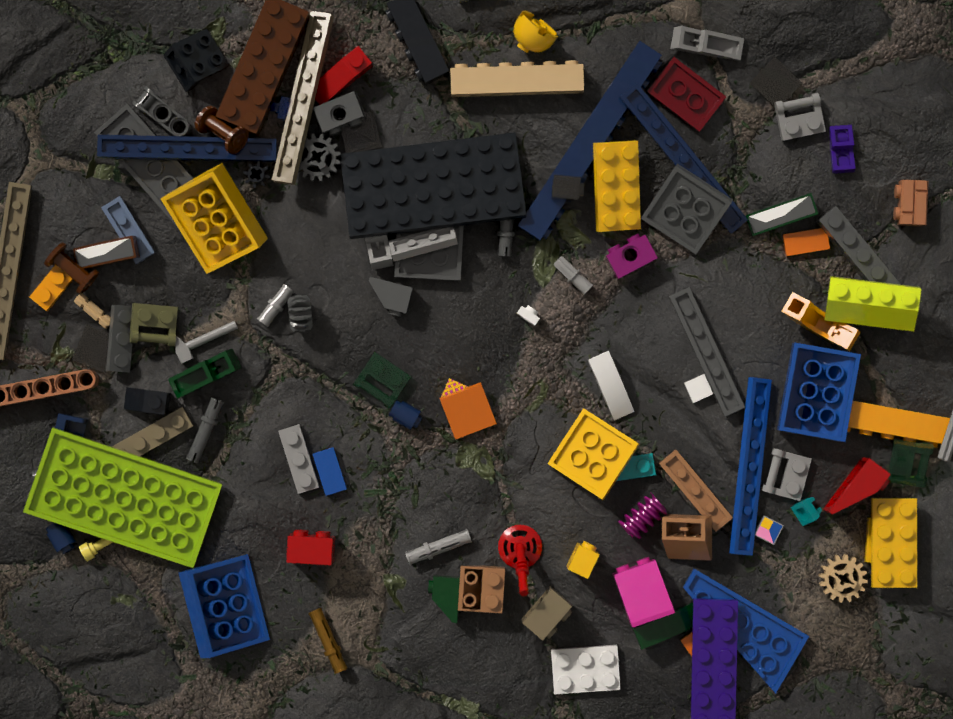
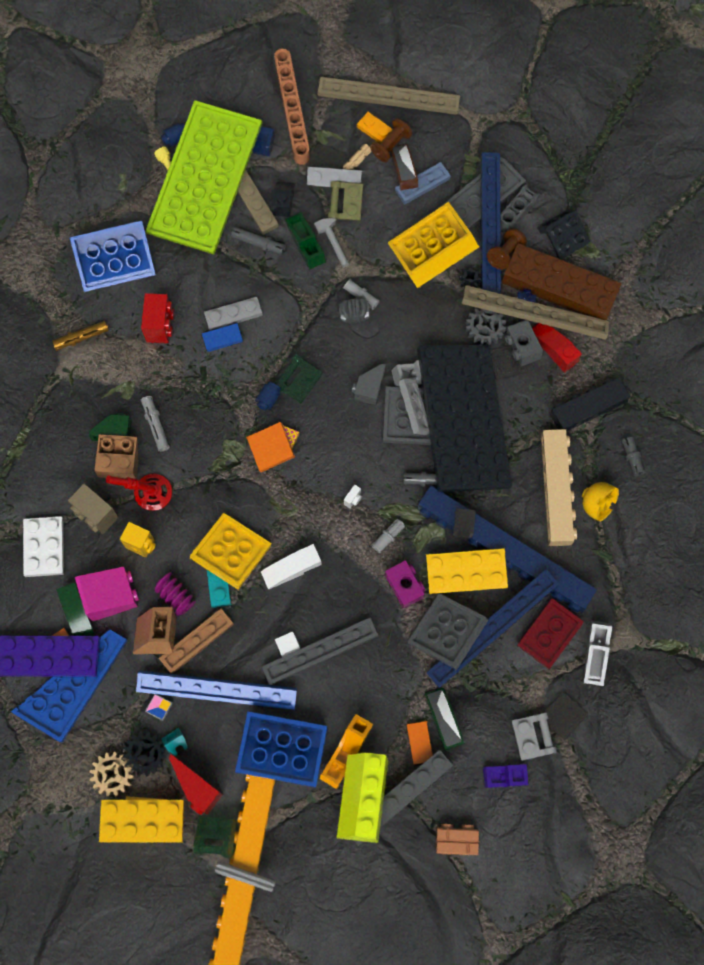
camera: 90 degrees right, 15 degrees down
(793, 477) = (205, 730): light grey plate -> none
(829, 538) = (145, 760): none -> black gear

